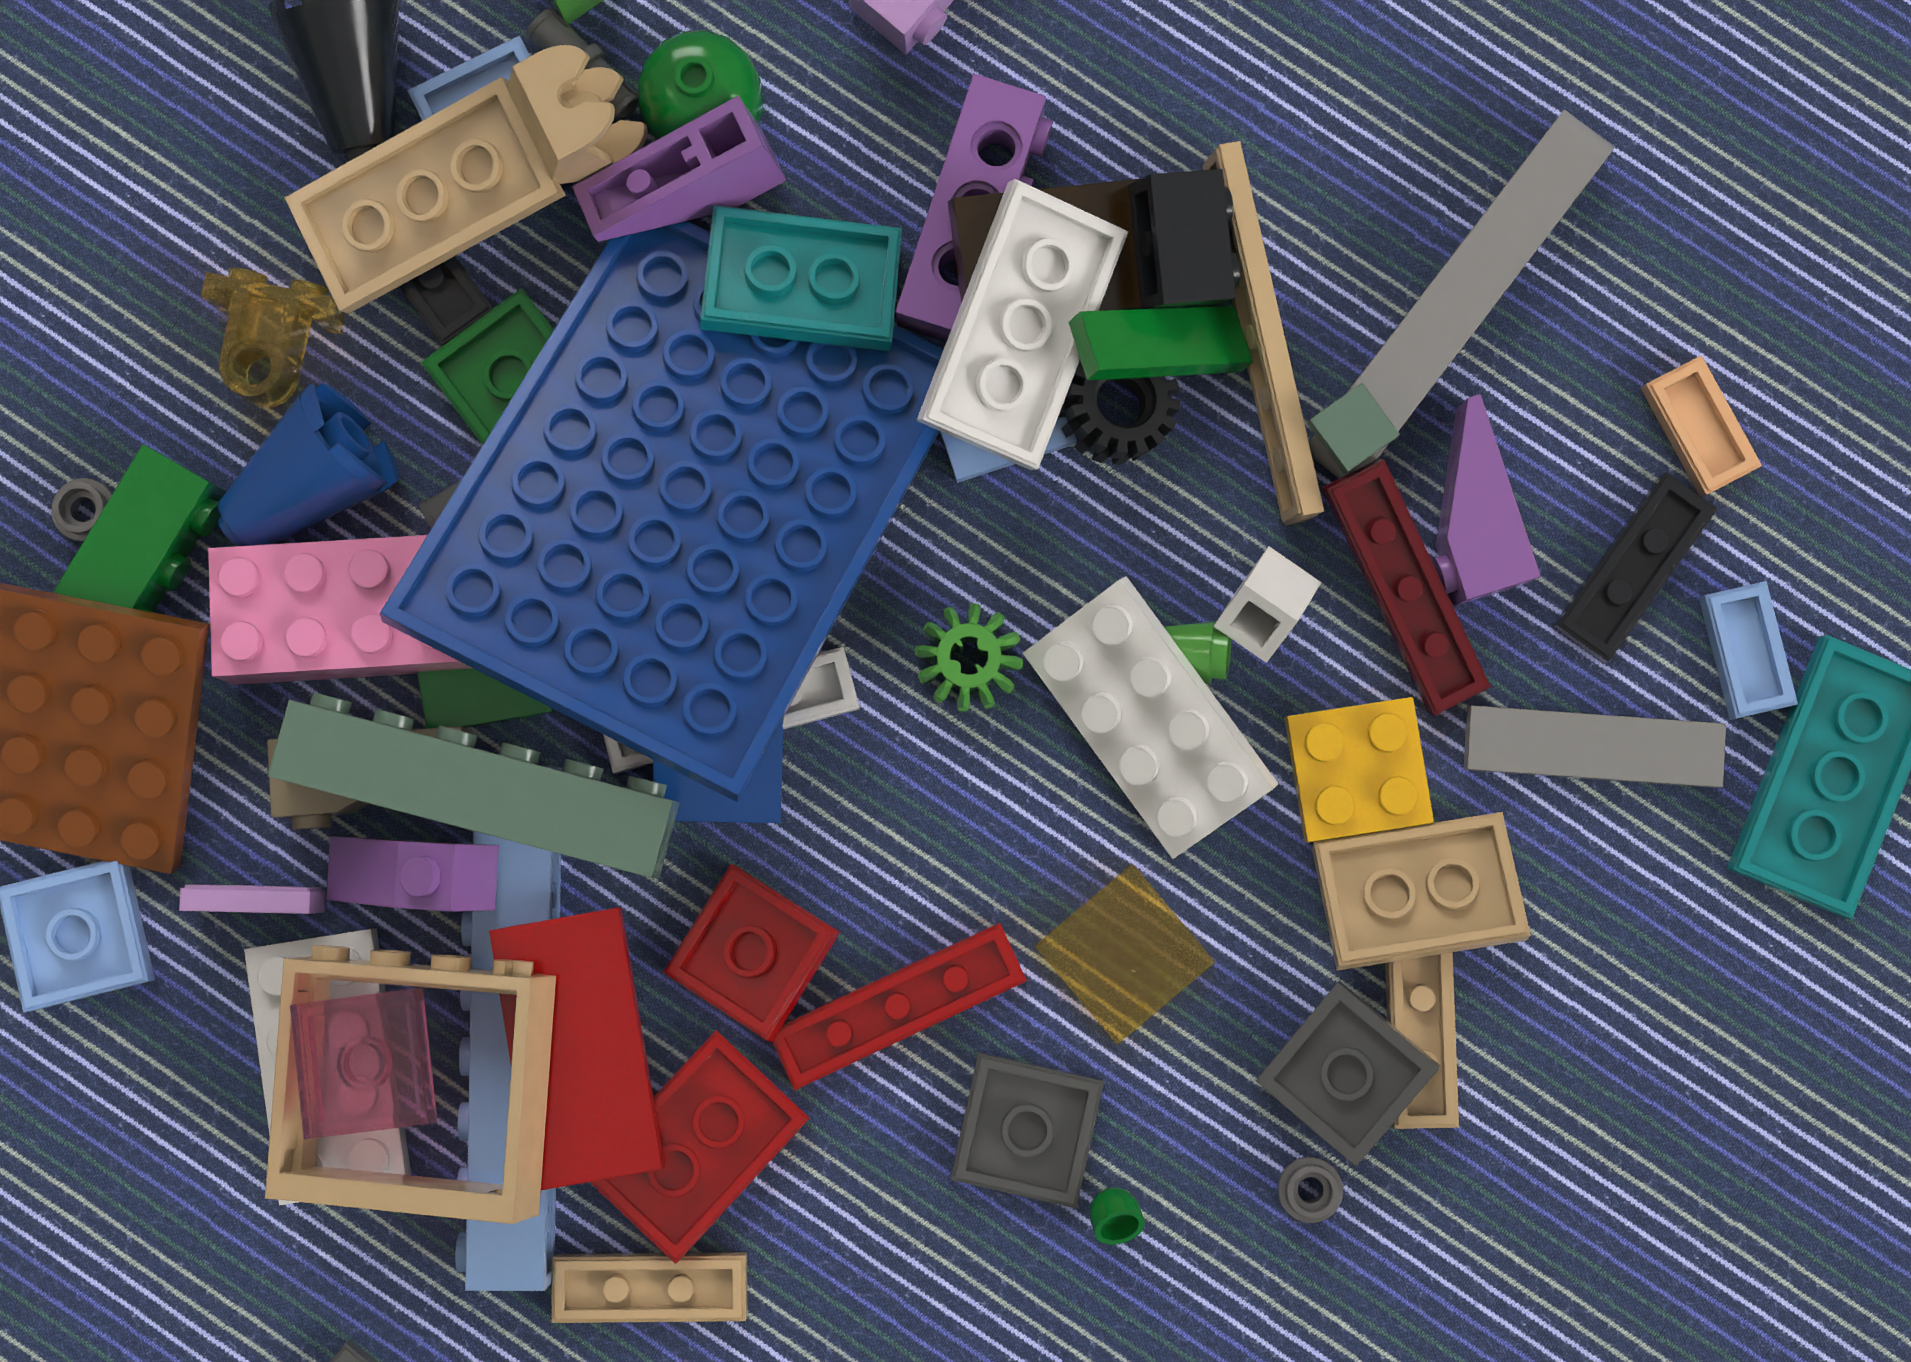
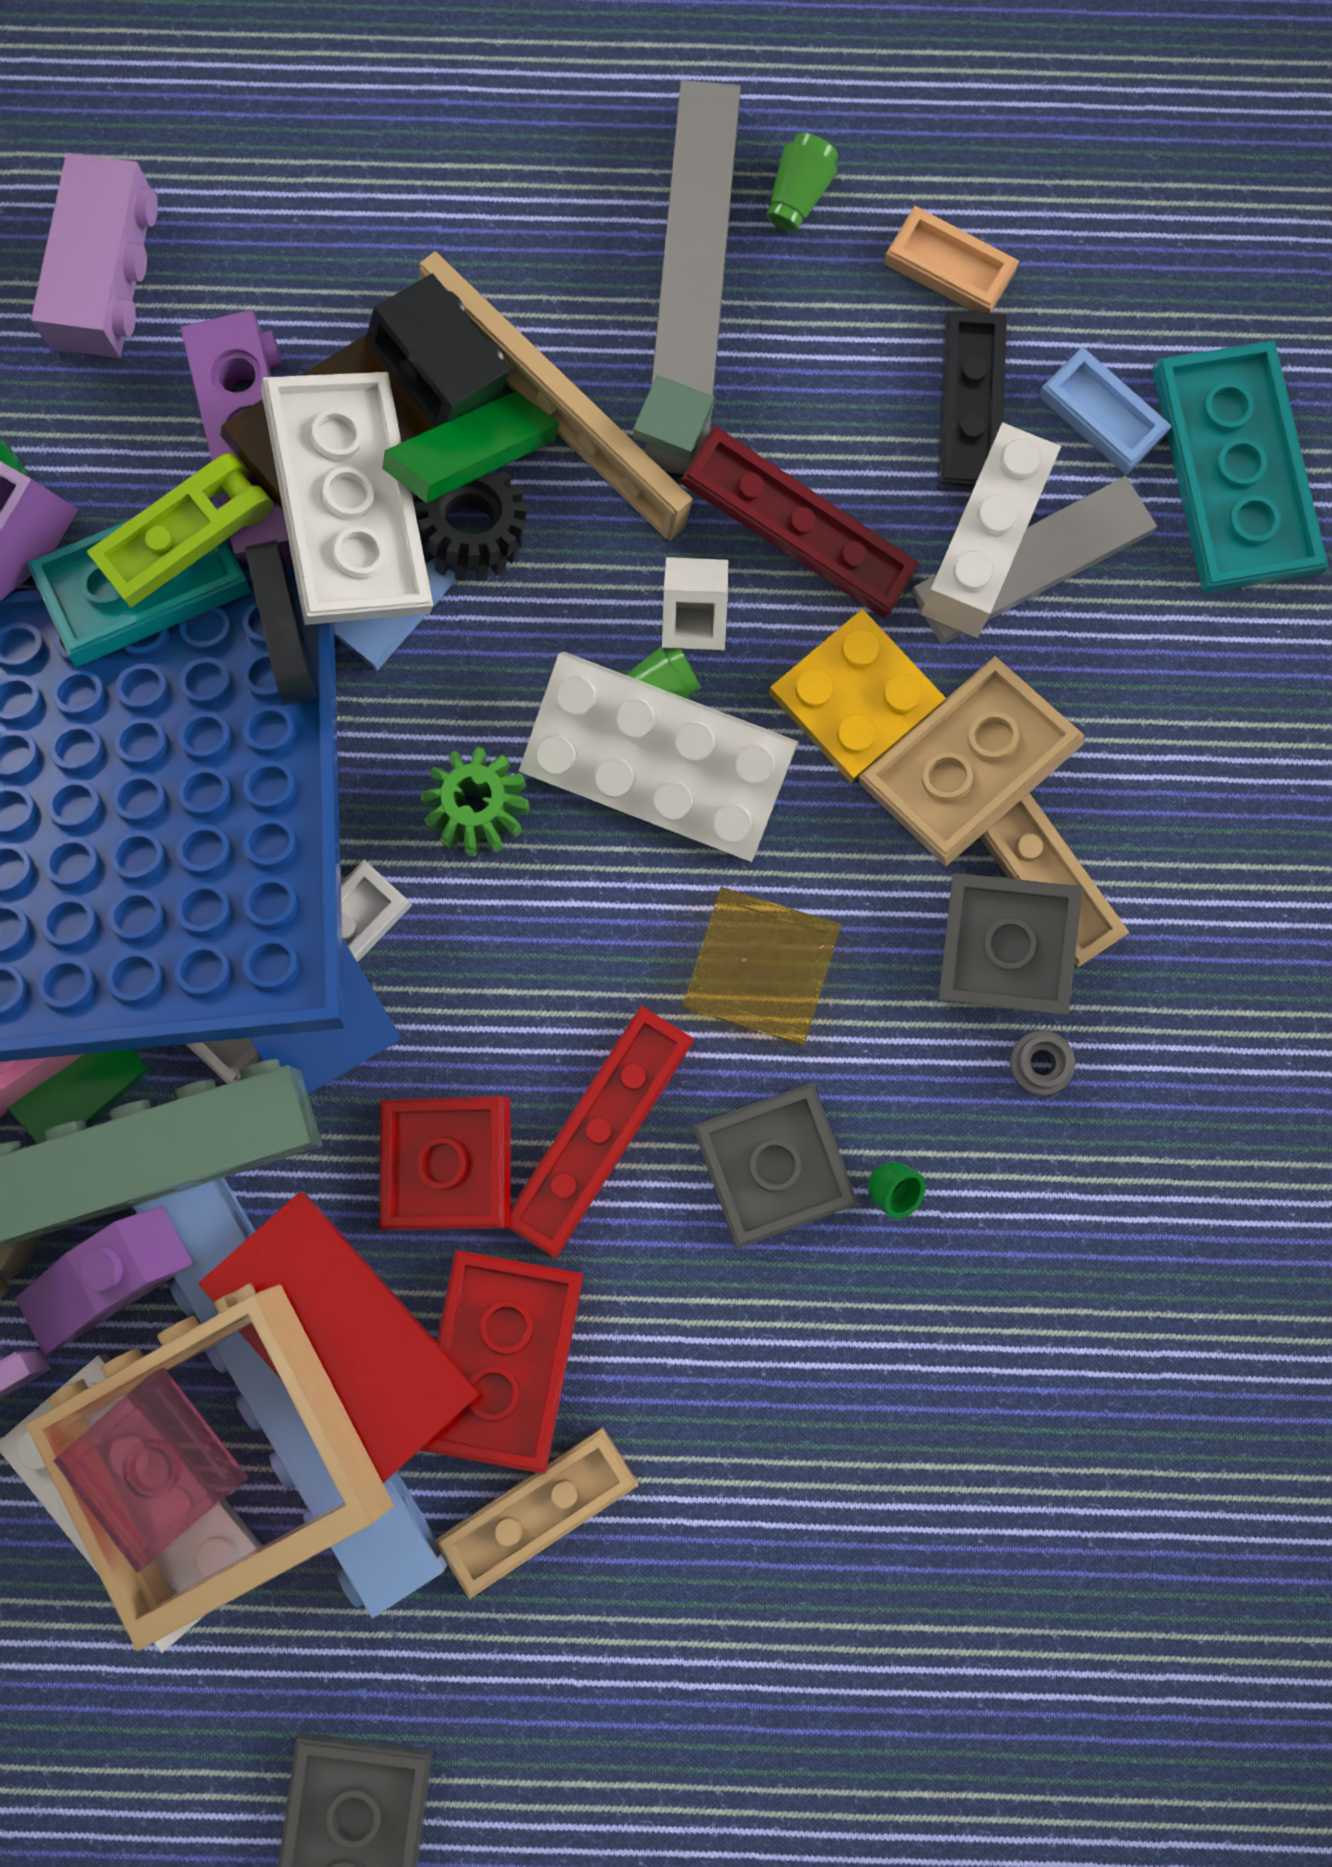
camera: 35 degrees left, 5 degrees down
(861, 266) = (179, 529): none -> lime plate
(897, 403) = (280, 623): none -> black beam
(1480, 525) = (827, 437): medium lavender slope -> none
(1567, 704) = (990, 530): none -> white brick
(1612, 269) = (801, 179): none -> bright green cone

